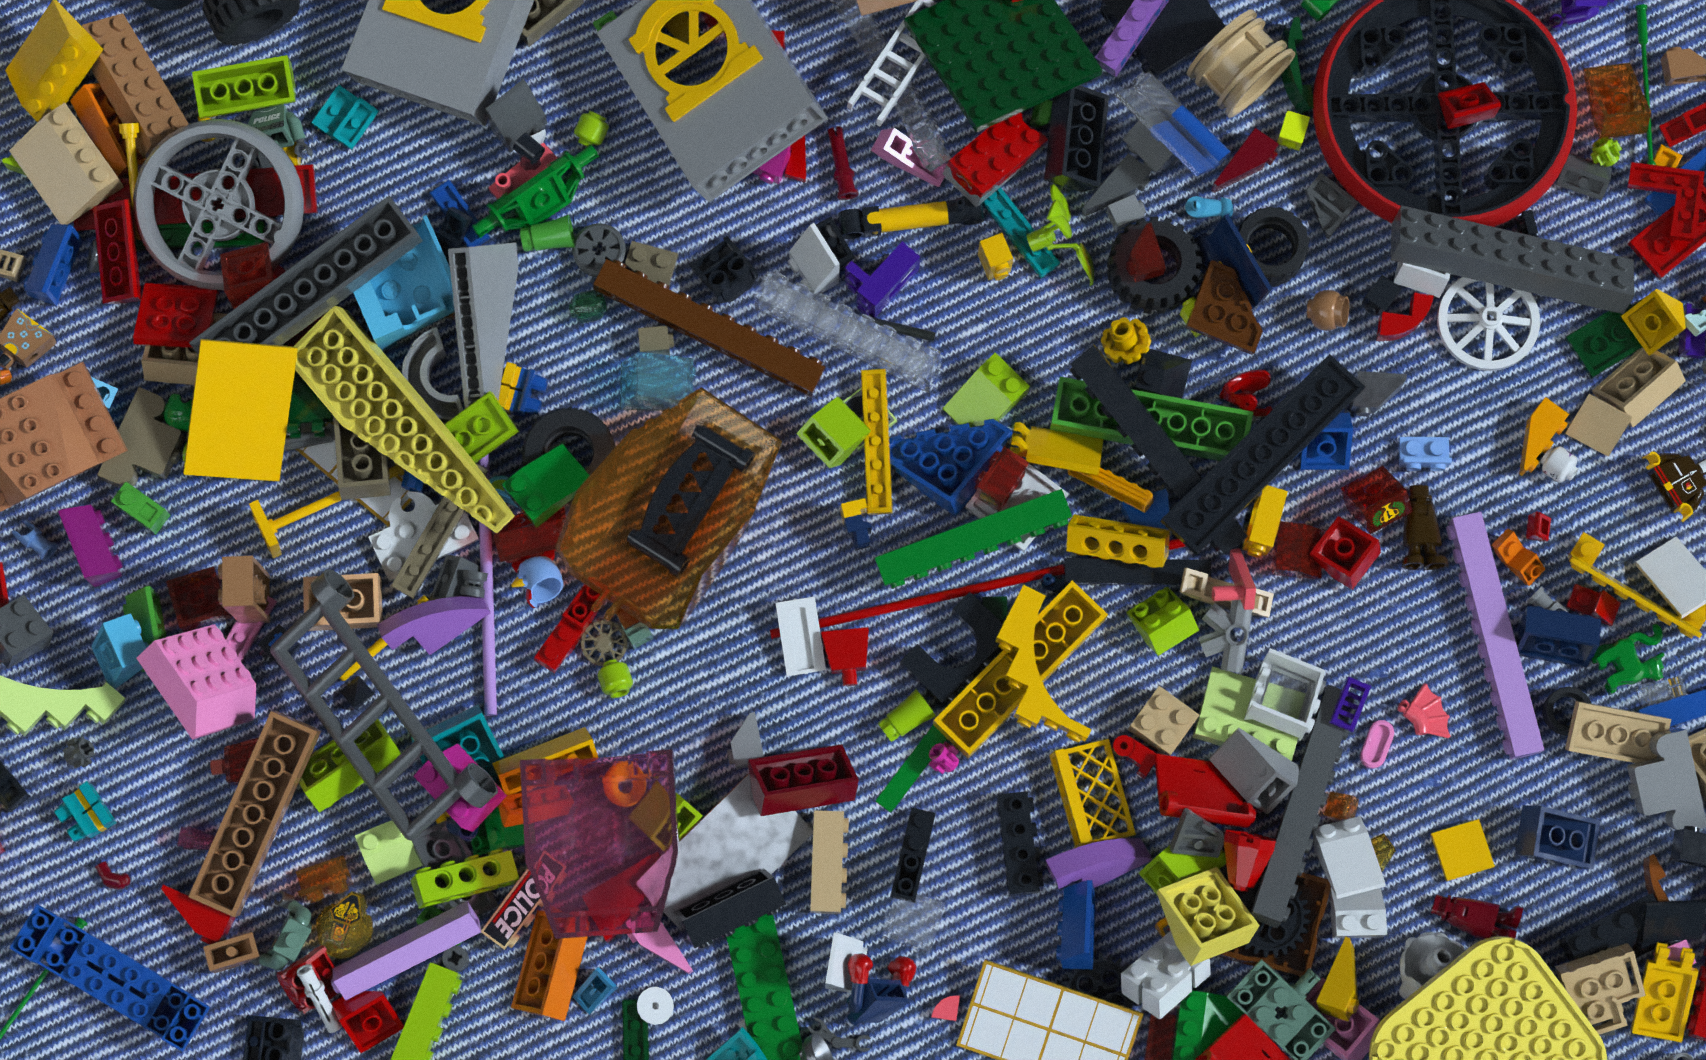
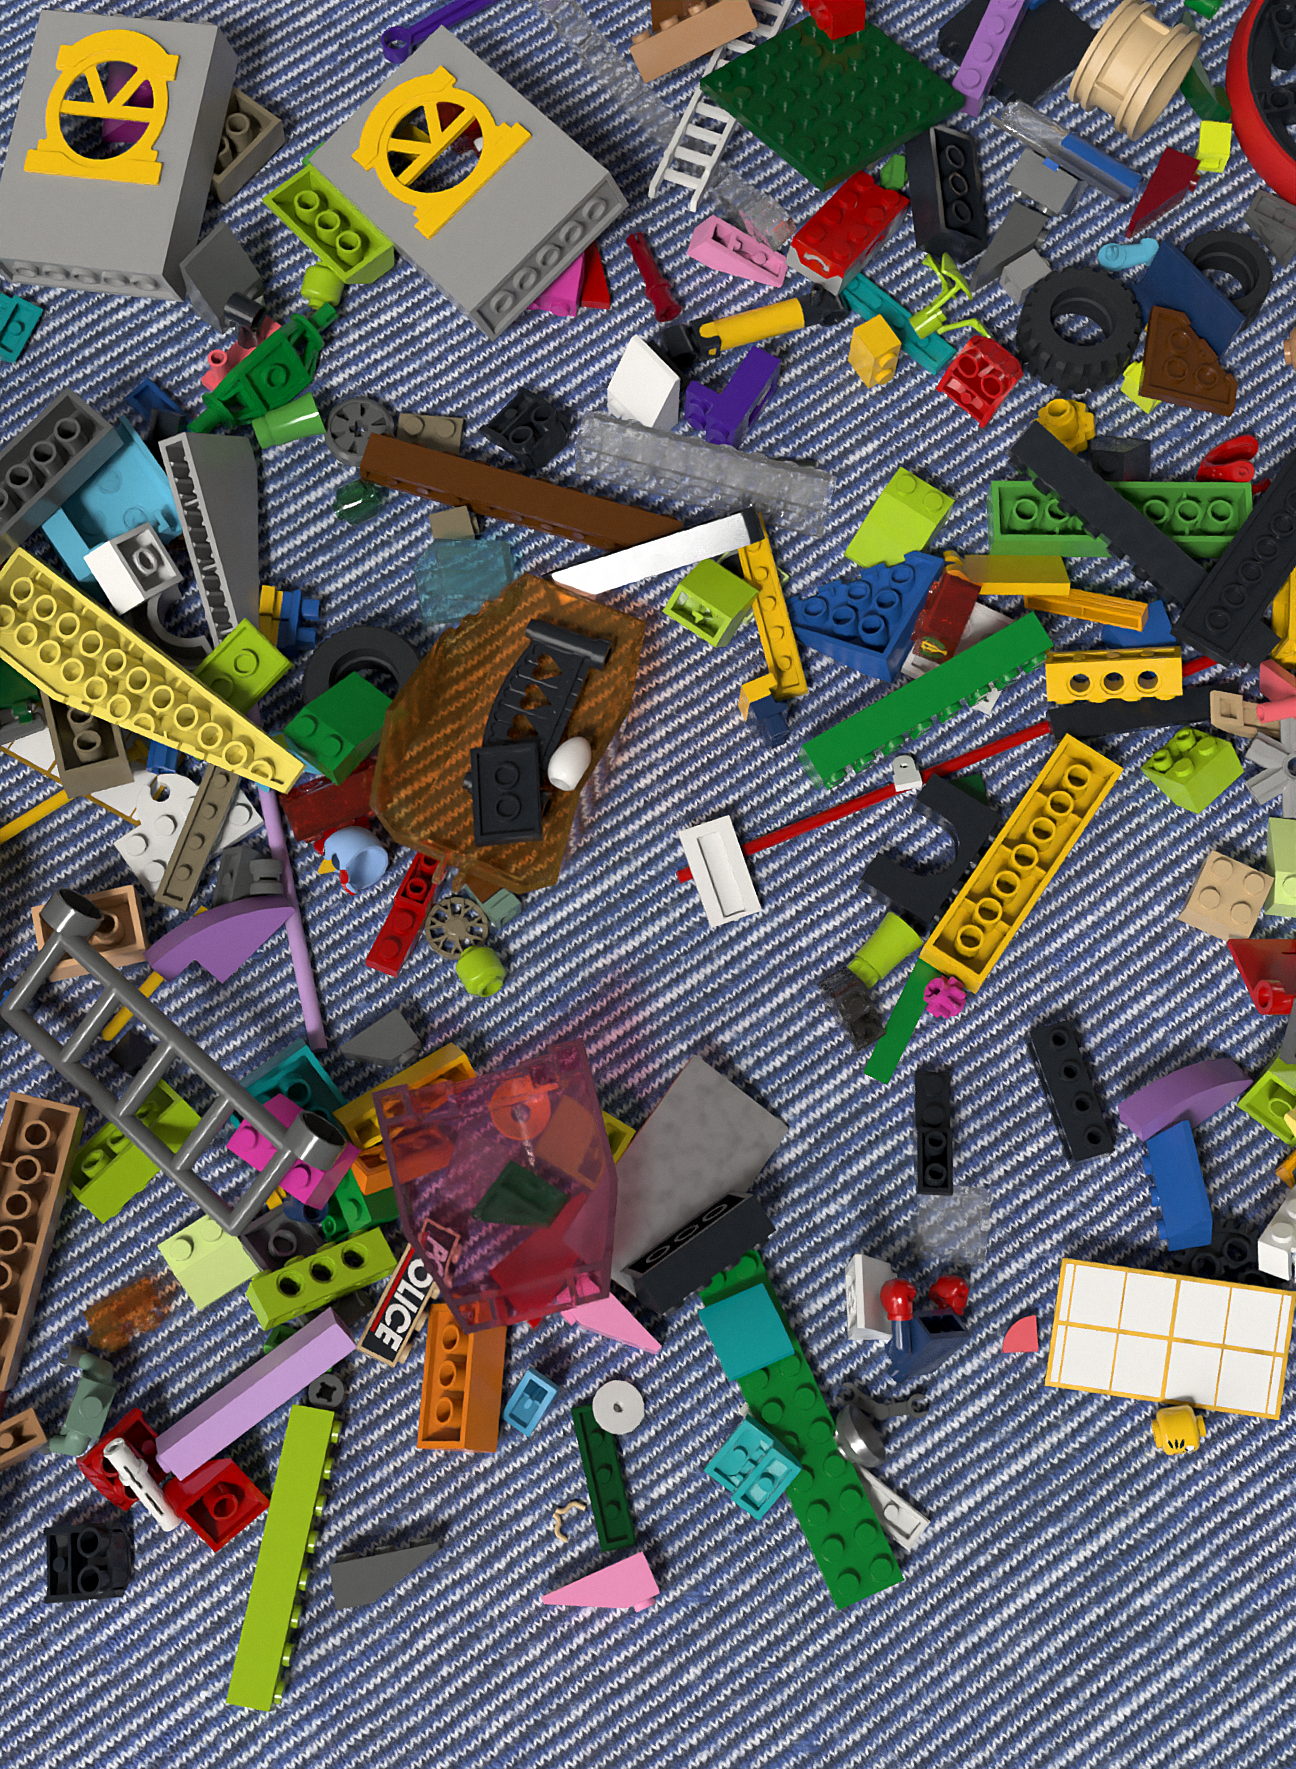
camera: 10 degrees left, 5 degrees down
(345, 926) = (164, 1376): clear yellow helmet -> none
(415, 338) = (133, 568): none -> white slope
(538, 718) = (384, 1043): none -> dark grey slope
(603, 86) = (331, 227): none -> lime slope
(612, 850) = (520, 1200): none -> clear green wing
(656, 554) = (506, 794): none -> black tile
(707, 538) = (569, 763): none -> white animal
(746, 743) = (676, 1028): light grey slope -> none
(752, 970) = (746, 1332): none -> teal slope
(800, 390) = (660, 553): none -> beam
(802, 780) = (762, 1059): dark red slope -> none
(827, 862) = (817, 1165): tan brick -> none
(846, 652) = (785, 882): red torso -> none
(875, 753) = (851, 1007): none -> clear smoke slope
(951, 586) = (905, 773): none -> white piece
(1018, 636) = (1058, 898): yellow arch -> none
(1053, 583) = (1038, 747): dark blue arm -> none
(1071, 793) = (1125, 1019): yellow fence -> none
(1072, 291) = (981, 378): none -> red slope
(1135, 752) = (1197, 946): red leg -> none
(1146, 257) = (1073, 312): clear red slope -> none

